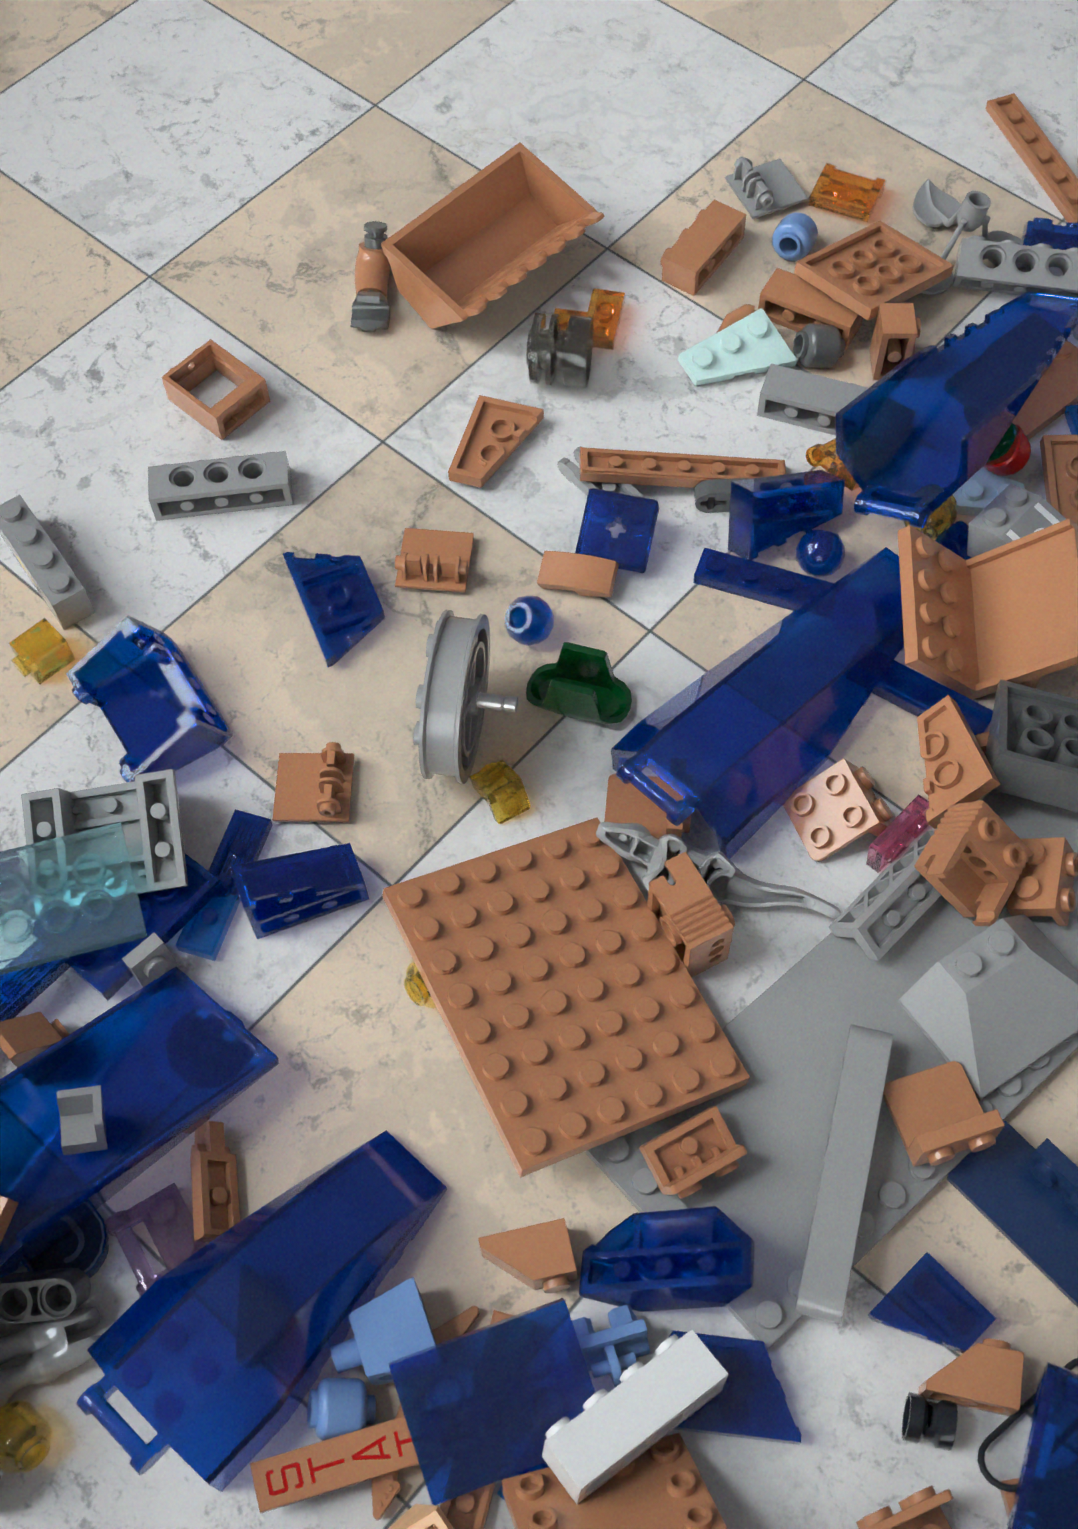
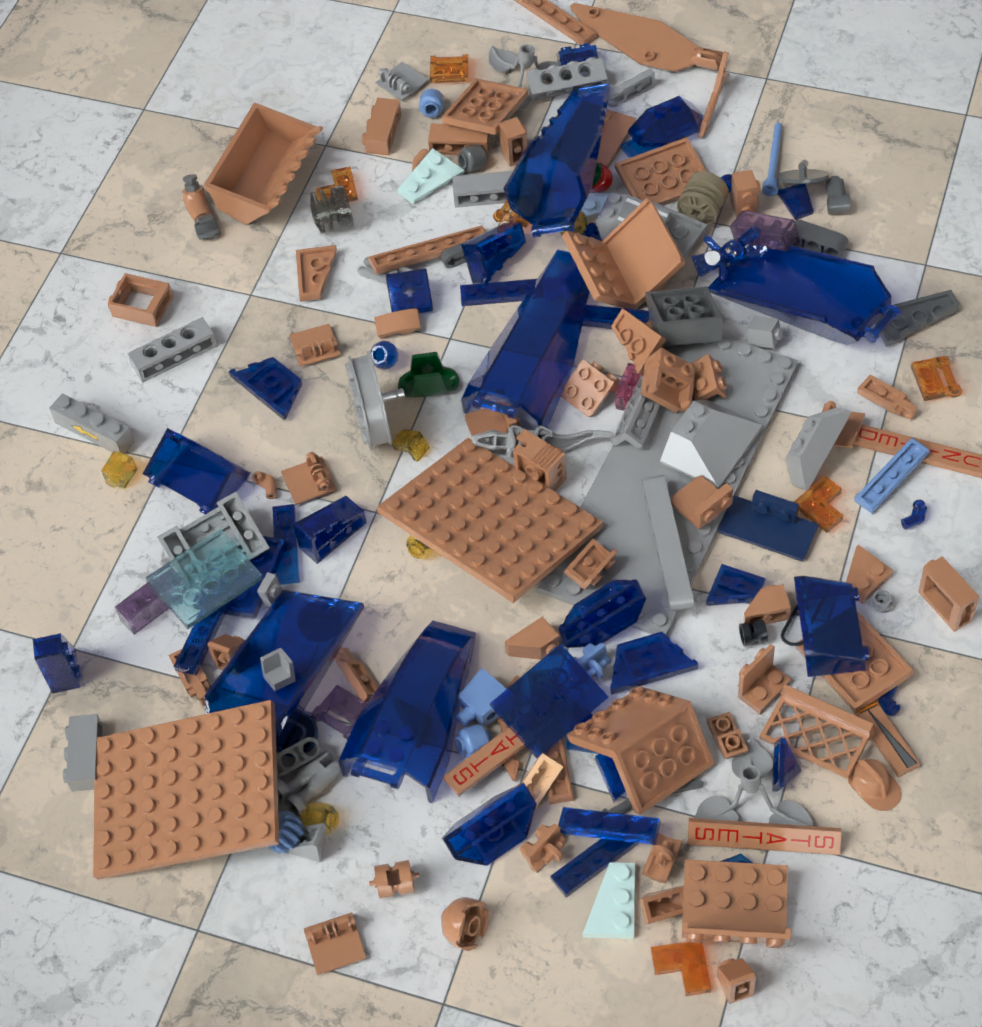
camera: 20 degrees left, 5 degrees down
(249, 764) = (266, 482): none -> nougat arm
(633, 1414) = (615, 677): white brick -> none
(820, 553) = (523, 265): clear blue piece -> none

